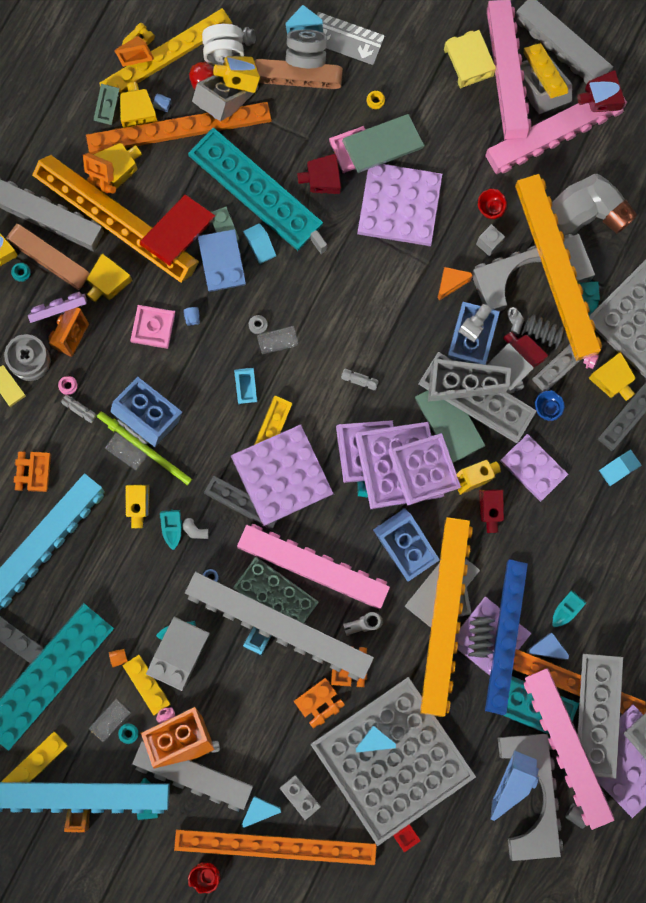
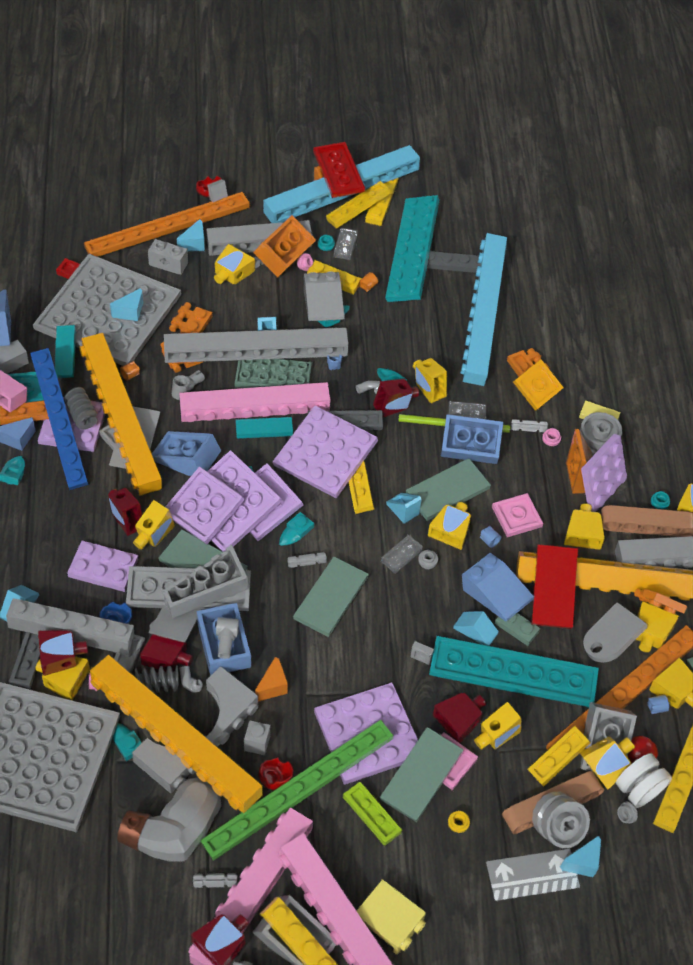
camera: 150 degrees right, 25 degrees down
(42, 441) = (538, 384): none -> light orange plate
(63, 809) = (338, 169): none -> red tile
(65, 762) = (358, 204): none -> yellow plate
(155, 173) = (613, 633): none -> light grey tile
(183, 498) = (394, 396): none -> dark red torso
(197, 380) = (449, 487): none -> sand green tile
(203, 859) = (217, 190): none -> light grey tile
(217, 343) = (451, 525): none -> yellow torso
(241, 750) = (233, 265): none -> yellow torso
(271, 99) = (559, 756): none -> yellow plate
(301, 145) = (499, 727): none -> yellow torso
(318, 537) = (264, 427): none -> teal tile
(352, 414) = (296, 529): none -> teal plate
(360, 332) = (330, 596): none -> sand green tile
(409, 669) = (129, 370): none -> orange hose
(436, 138) = (372, 813): none -> lime plate
(460, 724) = (65, 351): none -> teal tile
(476, 181) = (296, 790): none -> bright green plate
(577, 153) = (214, 880): none -> light grey axle
(593, 409) = (96, 631): none -> light grey brick
(615, 387) = (59, 650): none -> dark red torso

